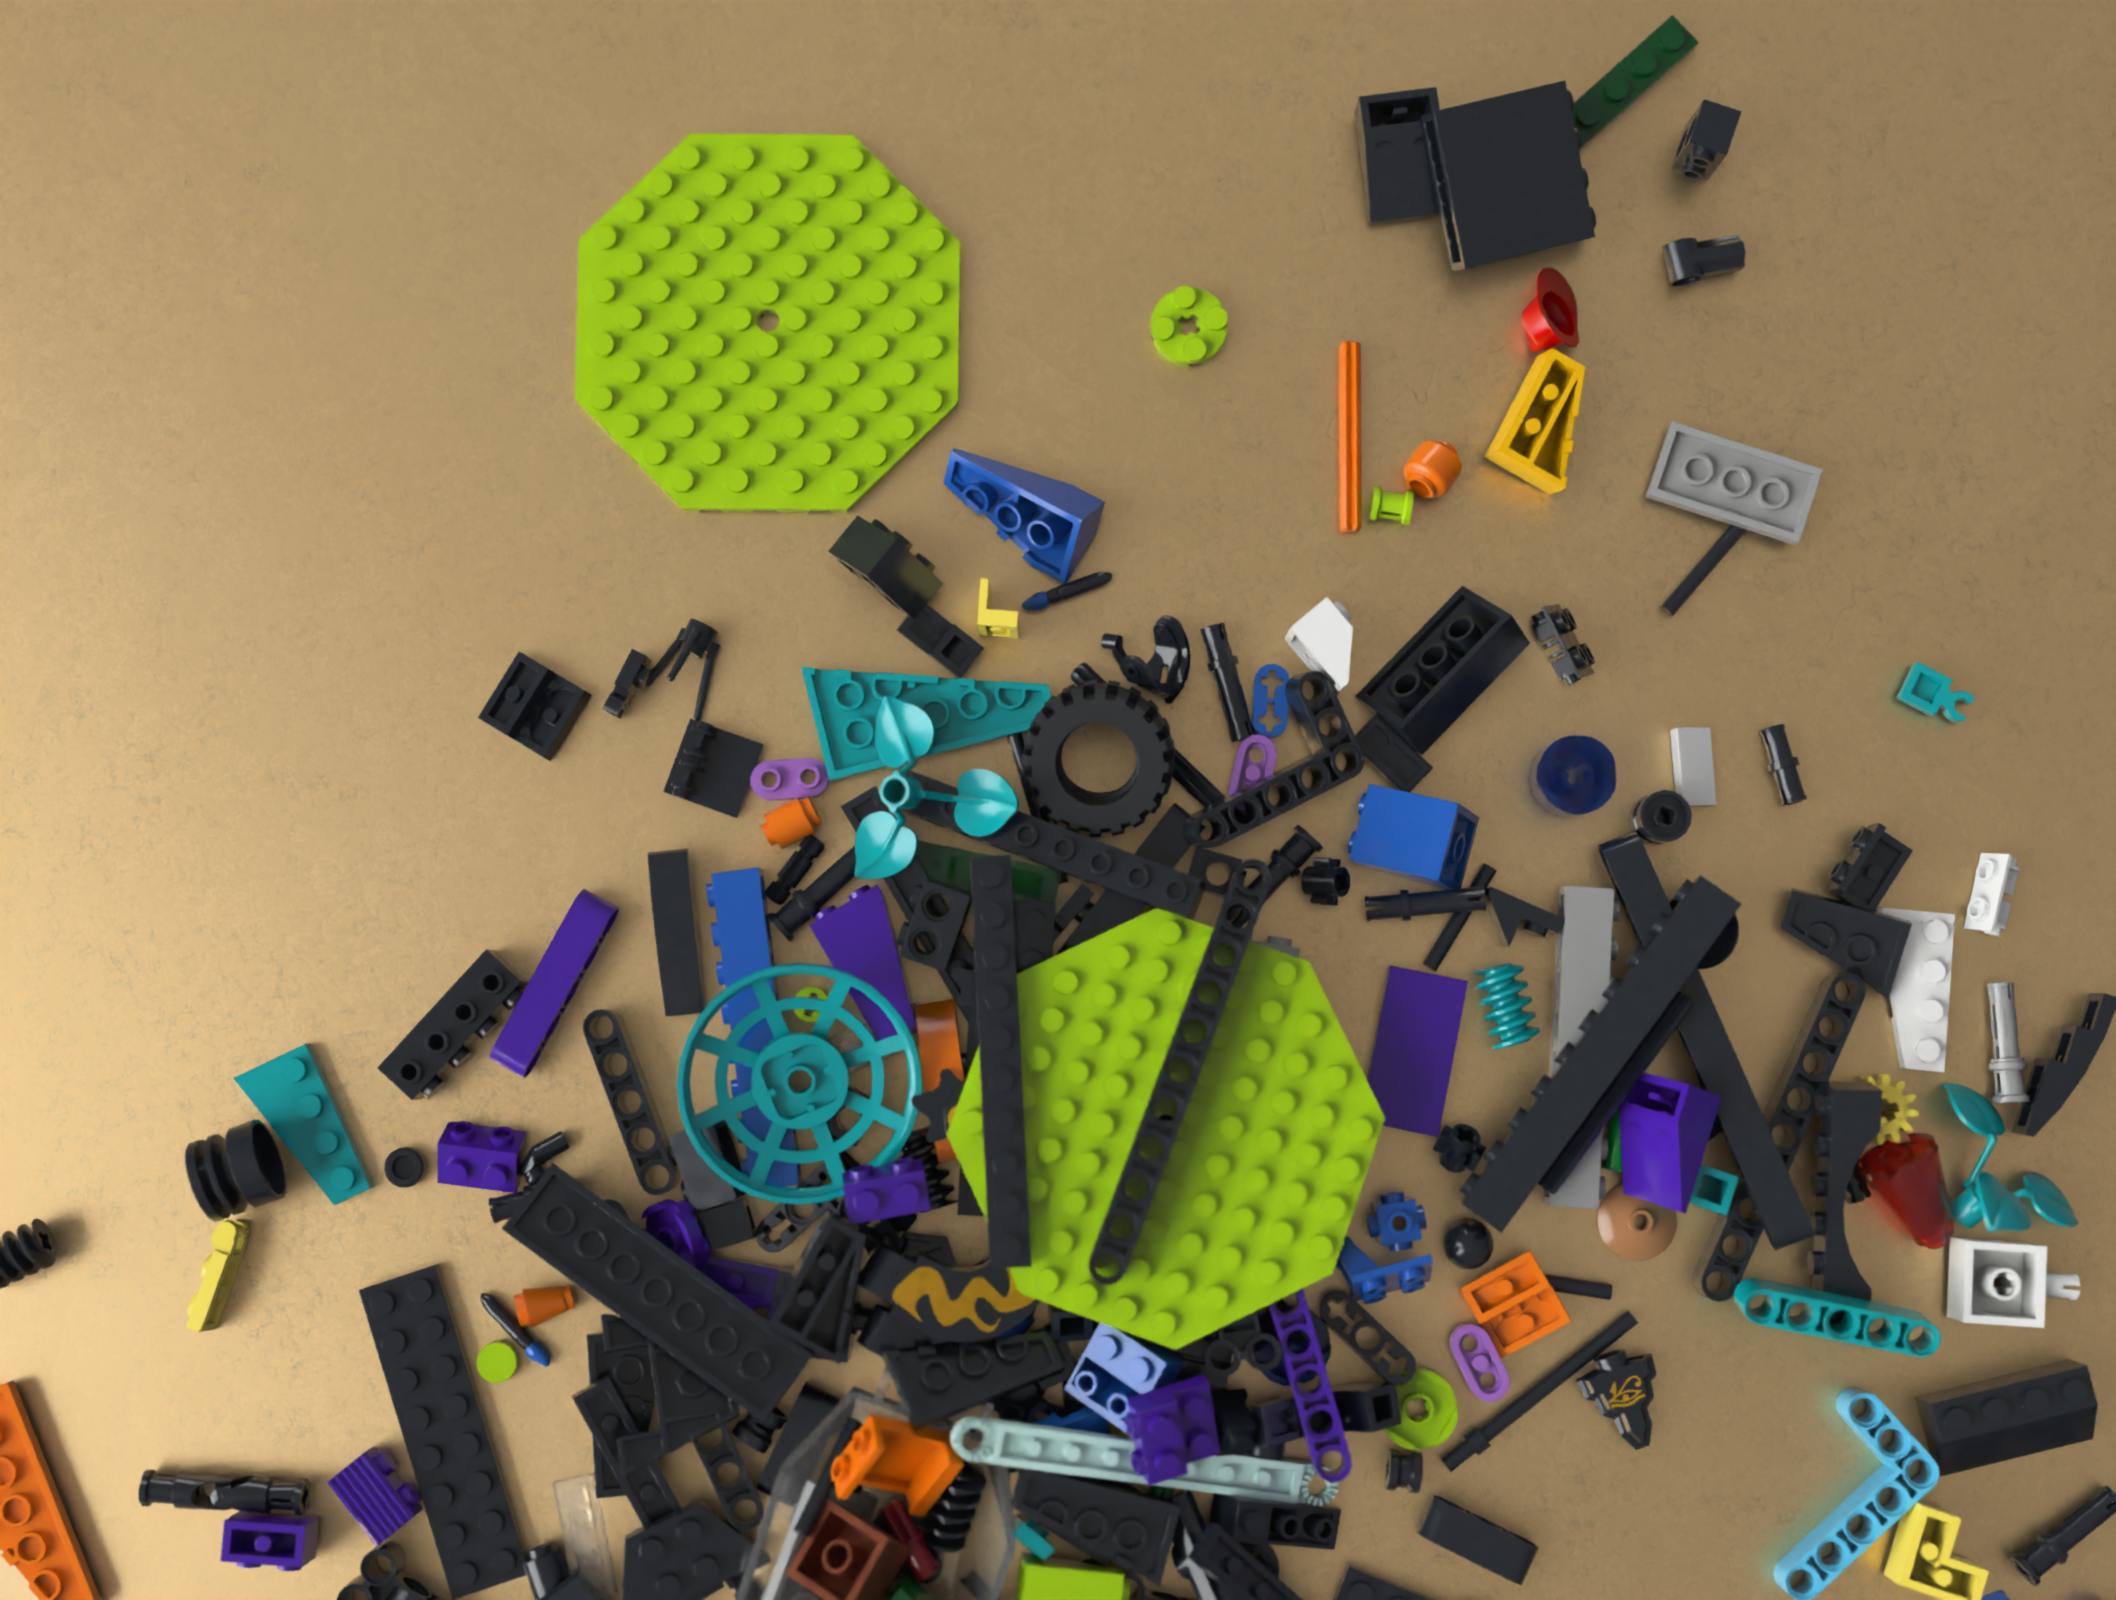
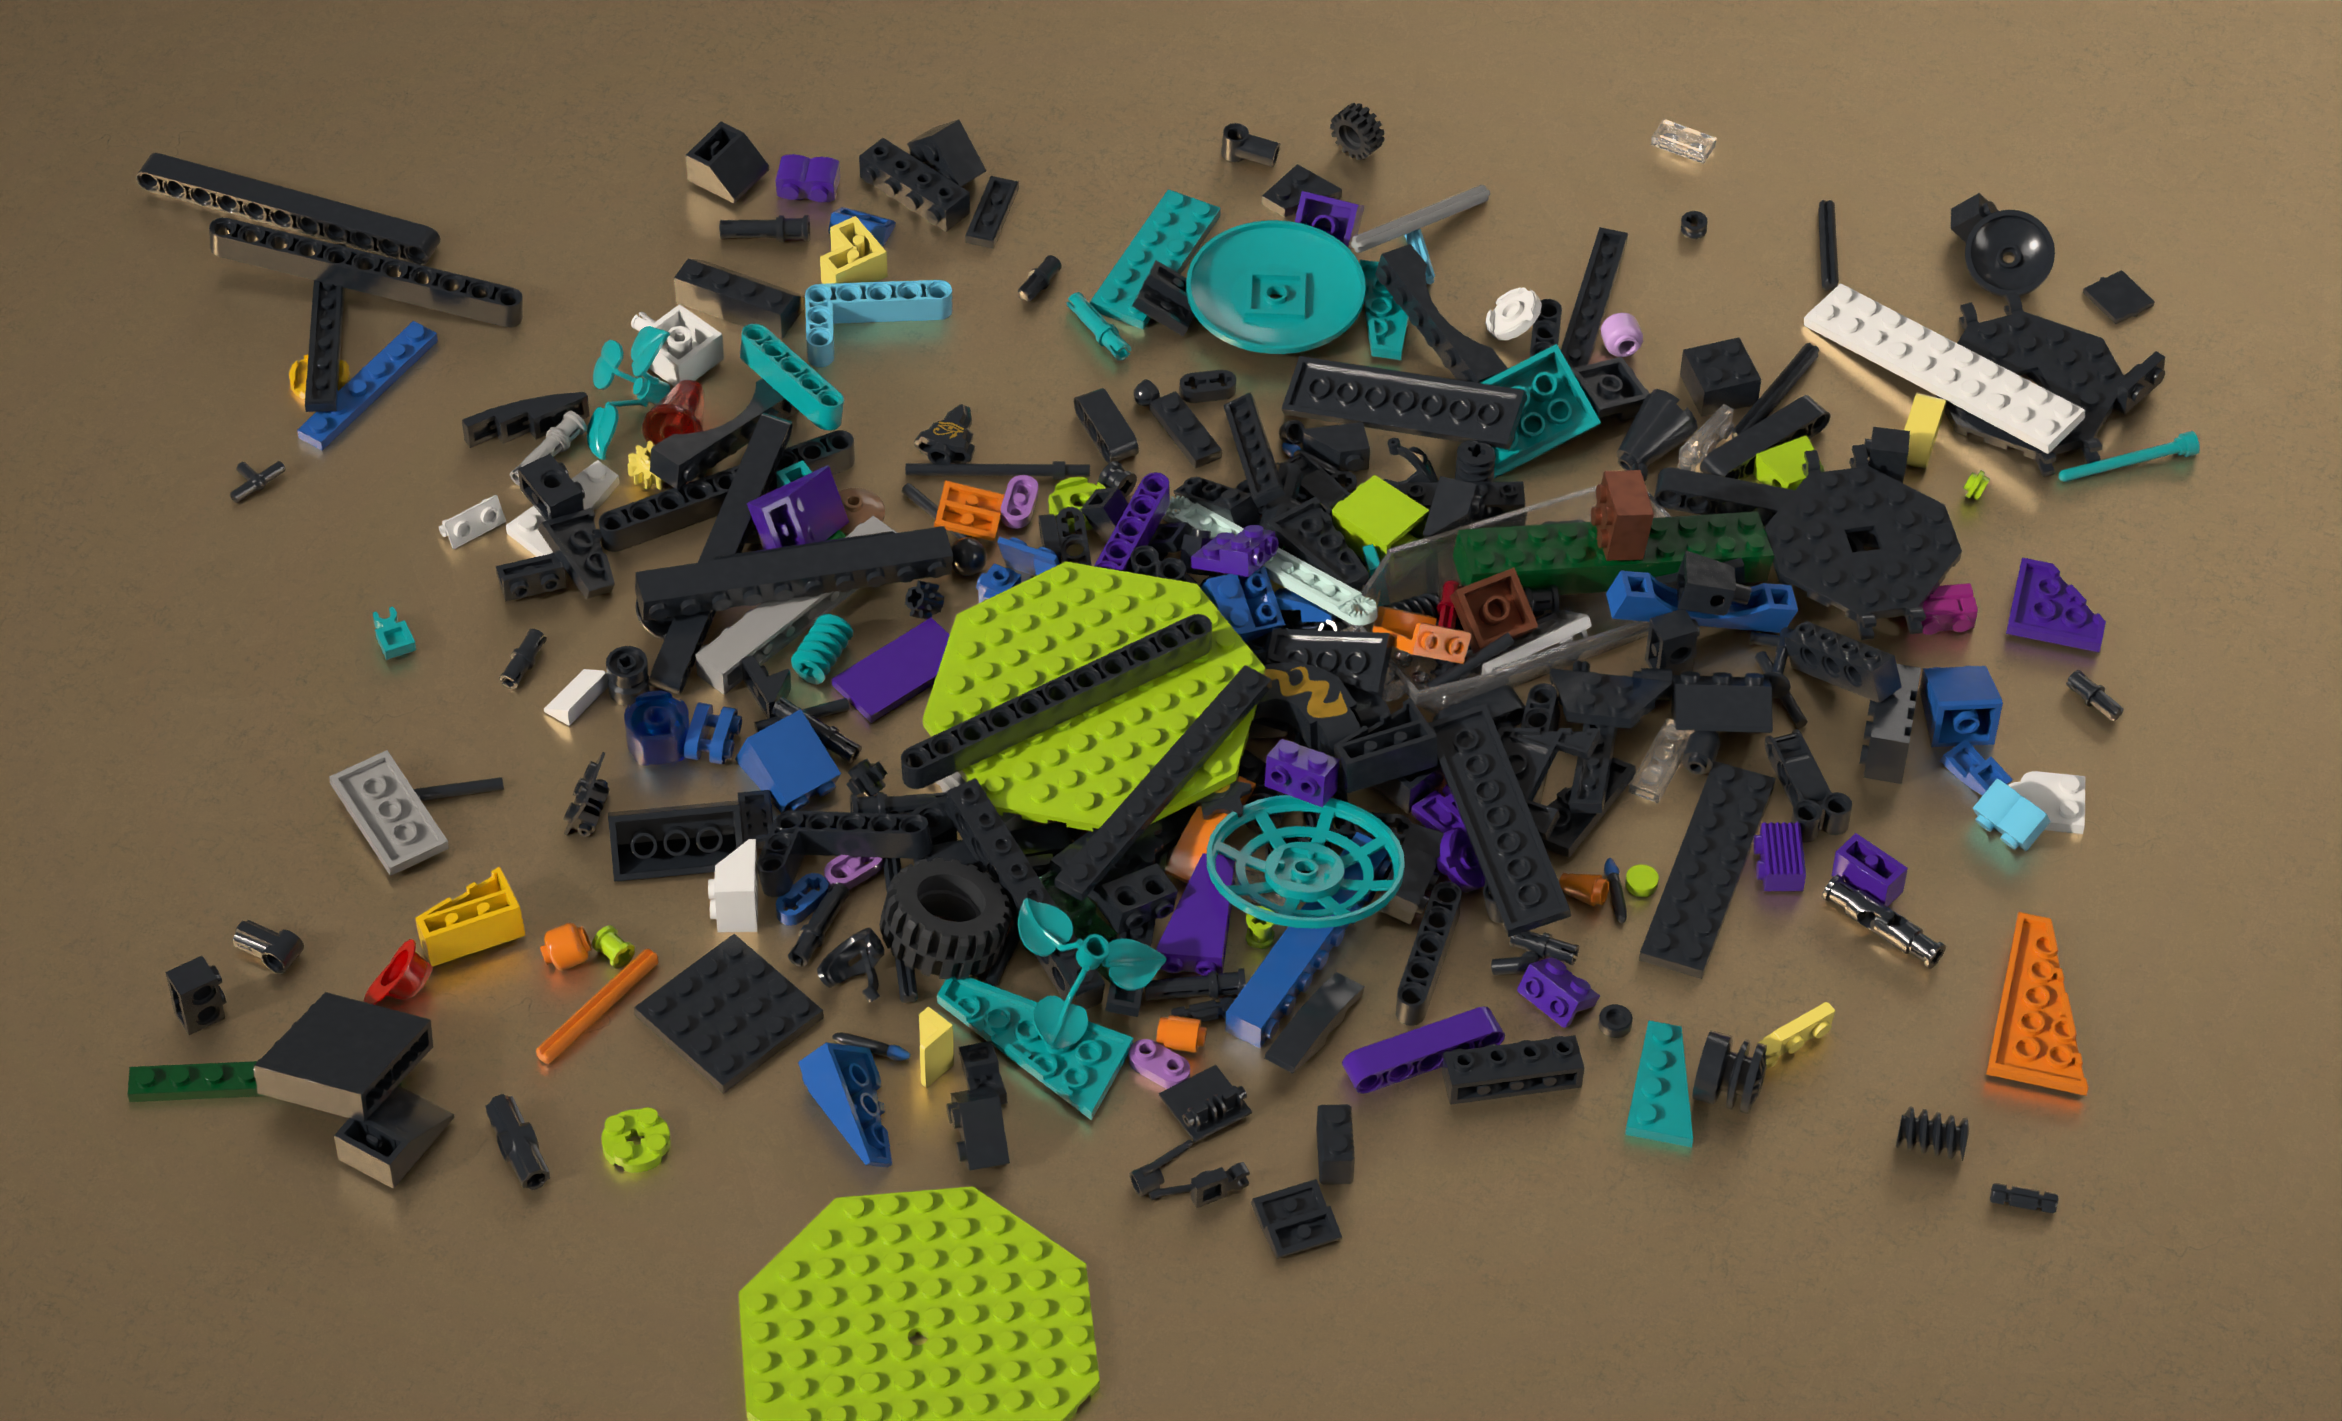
camera: 145 degrees left, 35 degrees down
(553, 806) = (1335, 1144): none -> black brick
(1227, 525) = (728, 1013): none -> black plate
(1286, 236) = (517, 1142): none -> black piece
(1405, 1333) = (1049, 534): none -> black beam
(1514, 841) = (722, 742): none -> blue brick
(1967, 978) = (551, 488): none -> black brick

